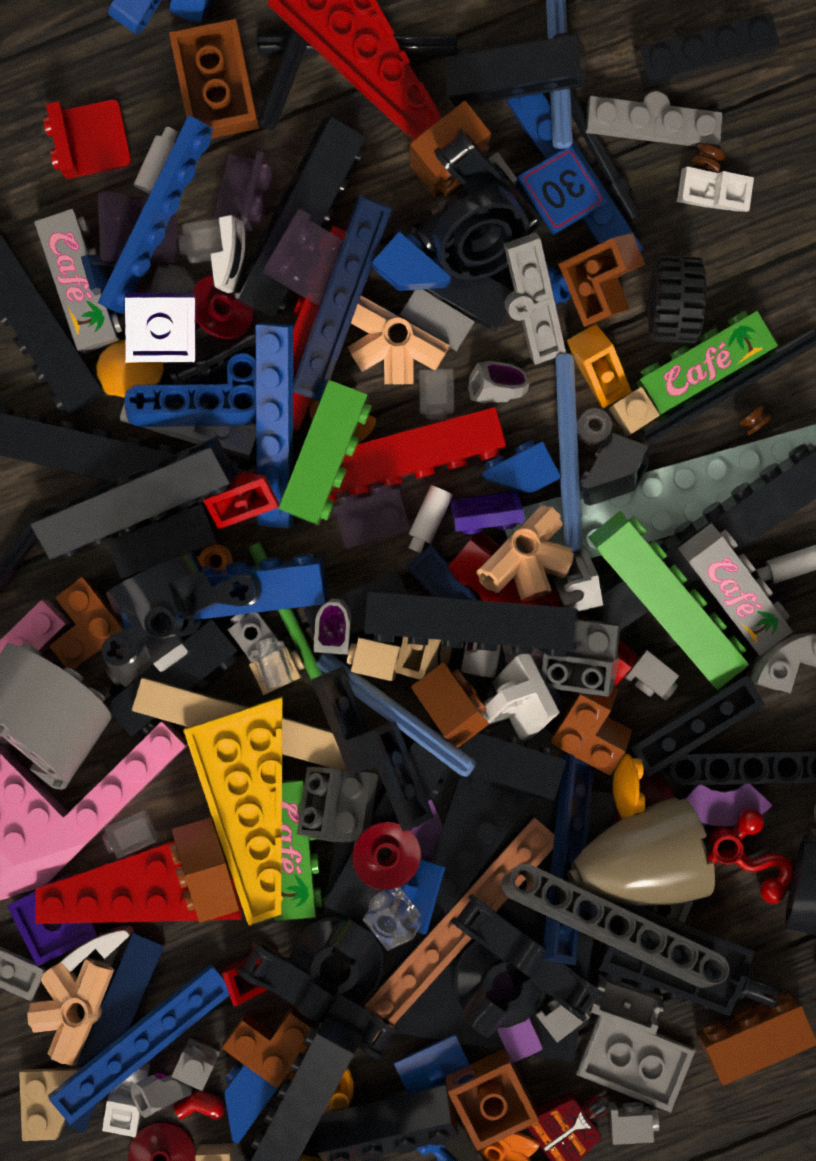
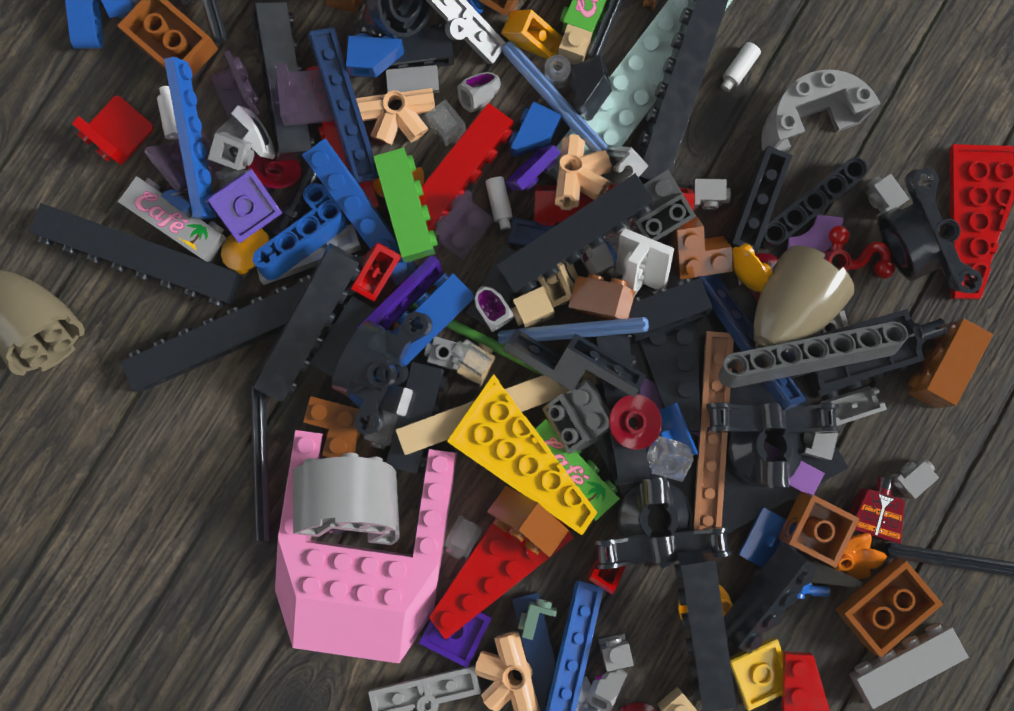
camera: 35 degrees left, 5 degrees down
(104, 944) = (499, 619): white slope -> none
(133, 967) = (529, 620): none -> sand green bracket
(178, 258) = (223, 152): none -> light grey brick
(201, 1102) = (636, 675): red arm -> none
(245, 1098) = (663, 647): blue slope -> none
(252, 545) = (407, 293): none -> dark purple tile
(266, 1051) = (659, 607): dark orange brick -> none
(636, 1062) = (885, 438): light grey tile -> none
(668, 600) = (684, 134): bright green brick -> none
(735, 588) = (719, 99): light grey brick -> none

